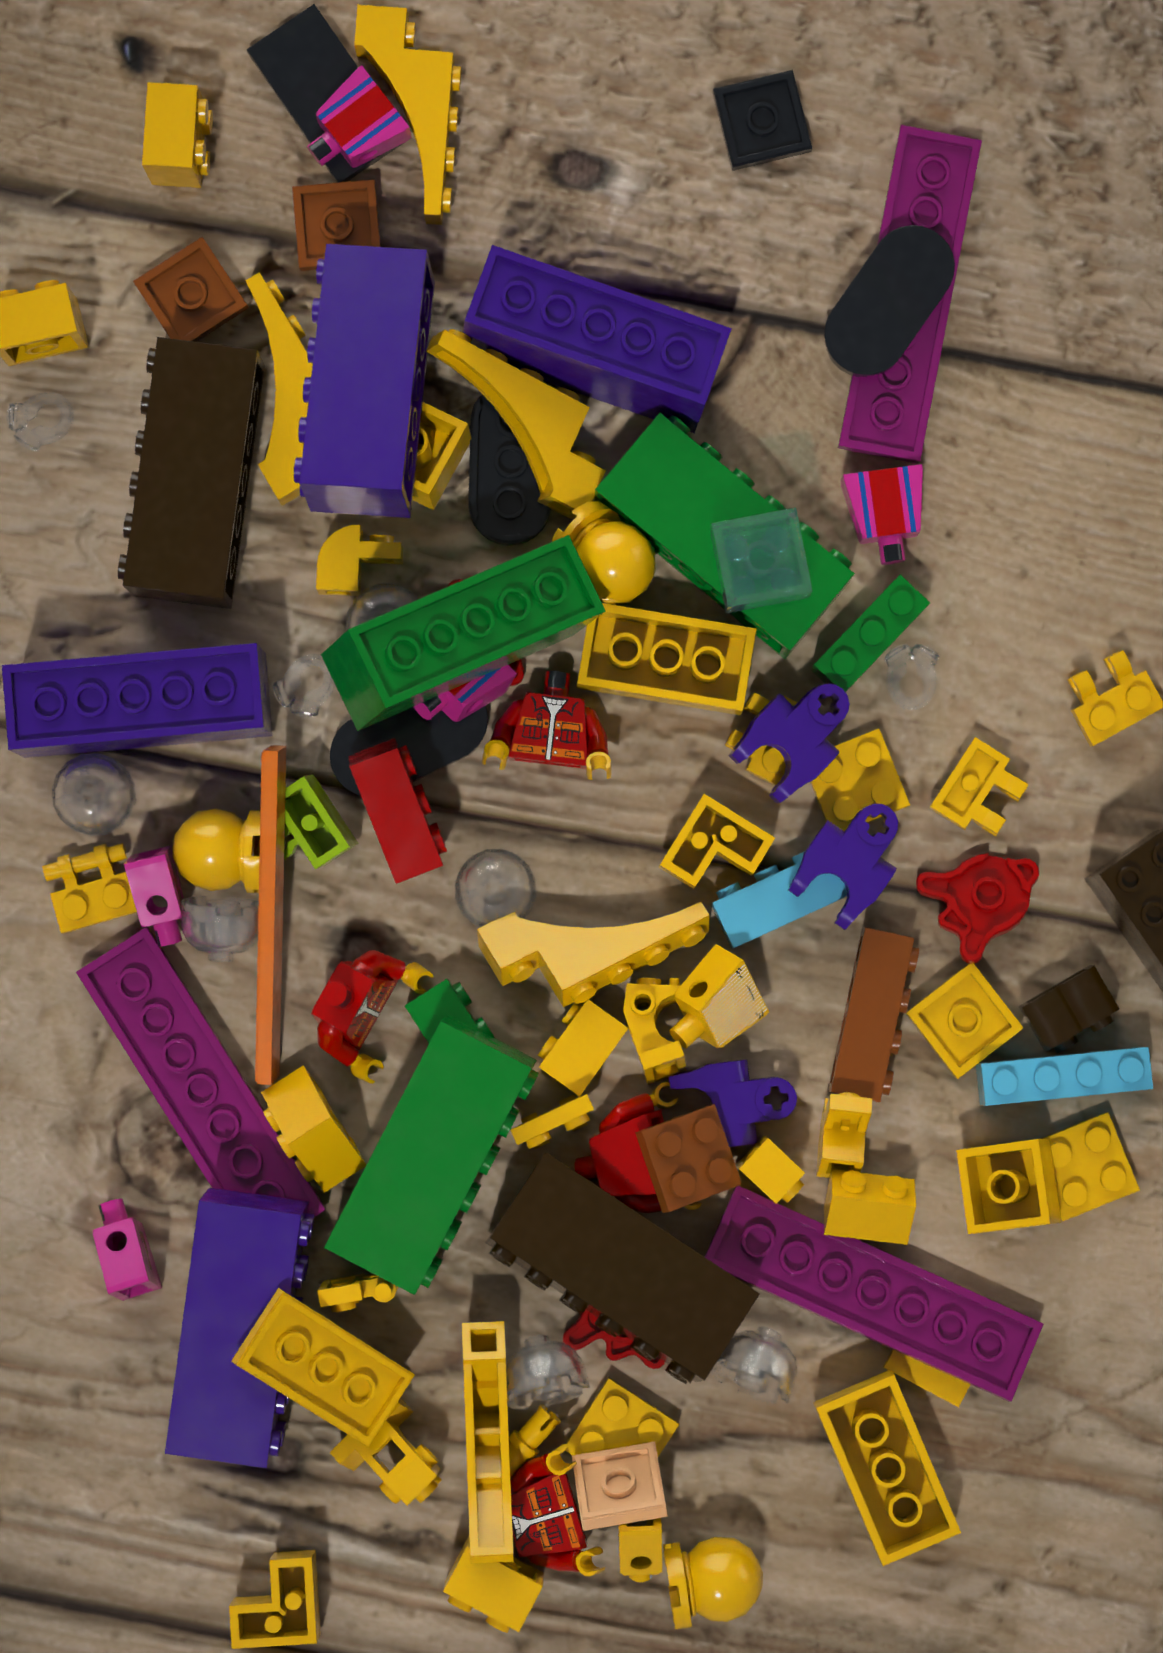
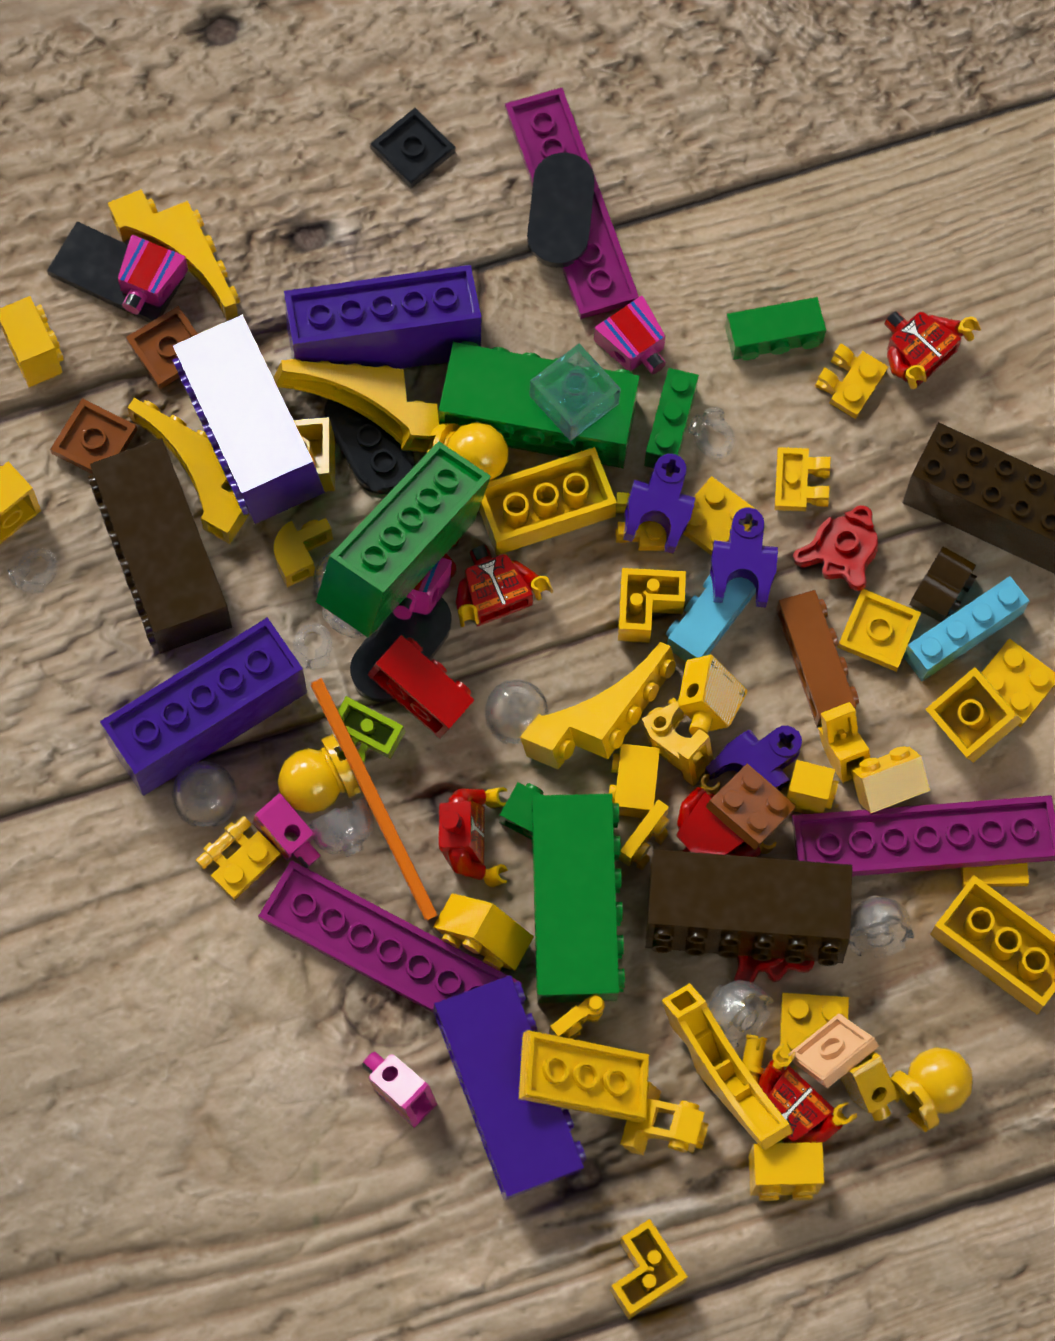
camera: 30 degrees left, 15 degrees down
(1058, 588) = (775, 329): none -> green brick

